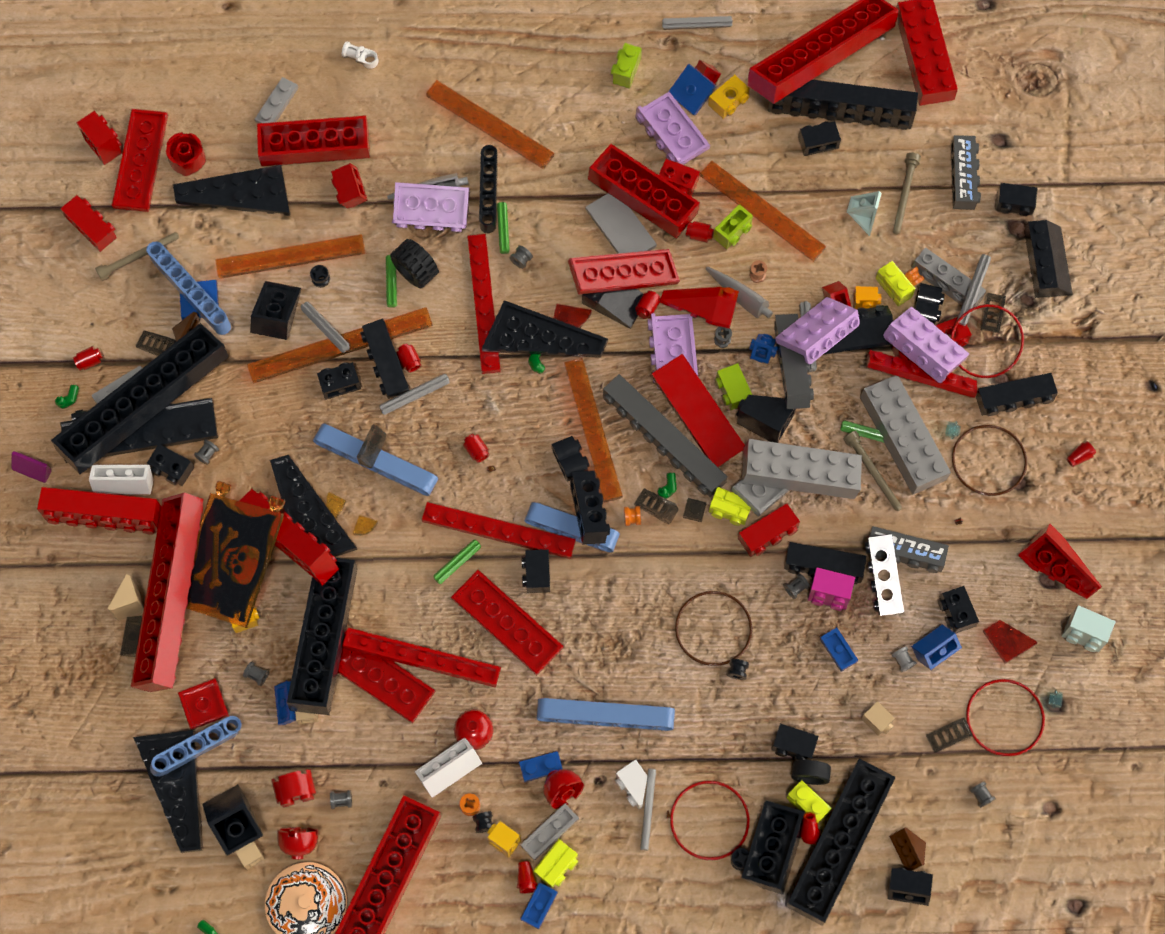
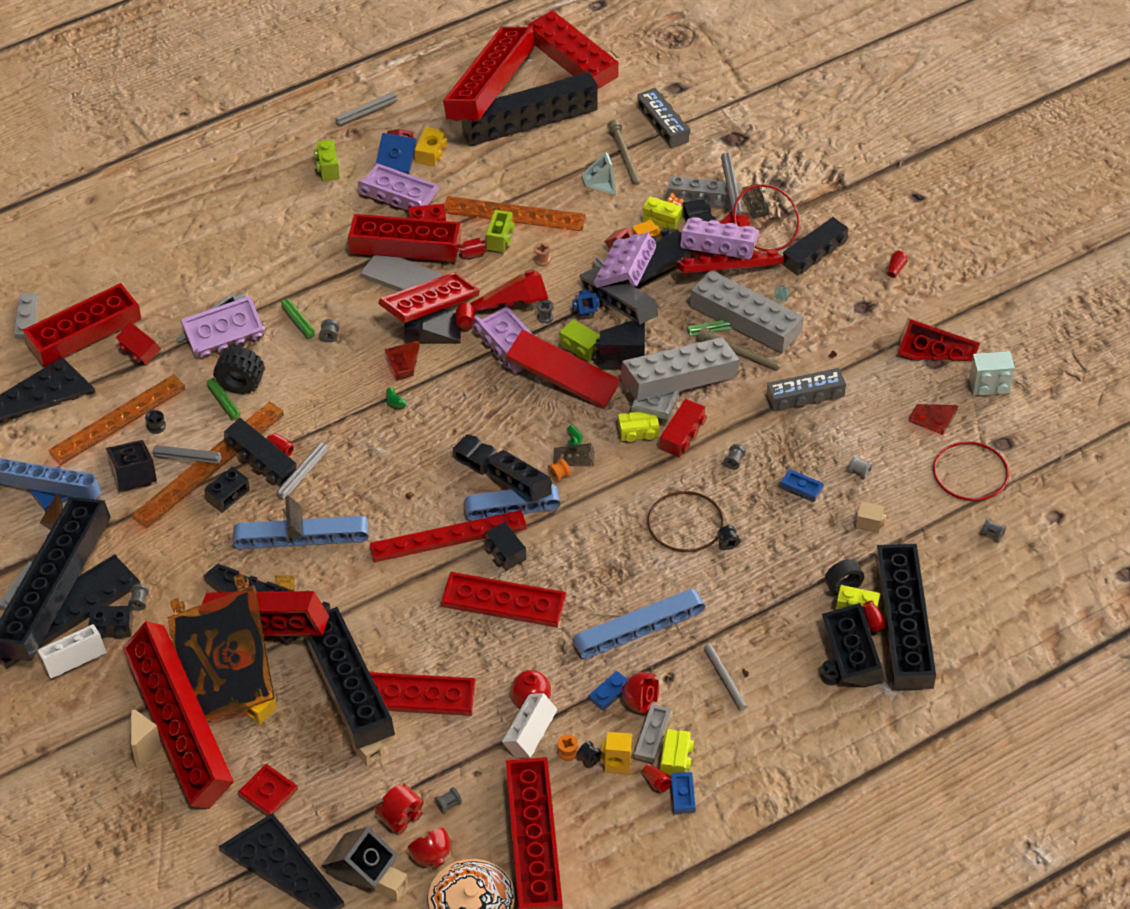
camera: 30 degrees left, 20 degrees down
(99, 510) = (68, 681): red brick -> none
(131, 636) = (163, 771): clear smoke slope -> none
(158, 338) = (39, 532): clear smoke slope -> none
(185, 746) = (285, 819): medium blue beam -> none
(255, 673) = (302, 743): dark grey bush -> none
(284, 715) = (345, 751): blue plate -> none
(360, 54) = (81, 248): white connector -> none
(364, 526) = (324, 587): clear yellow tile -> none
(421, 657) = (447, 656): red plate -> none
(457, 561) = (427, 575): bright green axle -> none
(476, 448) = (386, 483): red brick -> none
(483, 299) = (319, 380): red plate -> none
(490, 124) = (234, 251): clear orange plate -> none
(490, 196) = (266, 295): black beam -> none
(530, 332) = (379, 376): black wing -> none
(593, 430) = (477, 421): clear orange plate -> none
(633, 781) = (699, 660): white slope -> none
(664, 436) = (545, 401): dark grey brick -> none
(682, 846) = (788, 629): red piece -> none
(694, 510) = (609, 444): clear smoke plate -> none
(747, 298) = (552, 276): light grey piece -> none
(794, 743) = (813, 564): black brick -> none
(807, 558) = (746, 428): black brick -> none
(819, 138) = (528, 142): black brick -> none
(831, 589) = (765, 441): dark pink brick -> none
(894, 604) = (789, 385): brick -> none
(909, 848) = (962, 597): reddish brown slope -> none
(910, 886) = (984, 620): black brick -> none
(936, 647) = (881, 443): blue brick -> none
(958, 610) = (879, 411): black brick -> none
(960, 738) = (944, 493): clear smoke slope -> none
(984, 493) = (829, 277): reddish brown piece -> none
(1016, 199) = (718, 116): black brick -> none
(1047, 259) = (771, 148): black slope -> none
(1056, 699) = (1002, 437): clear light blue plate -> none

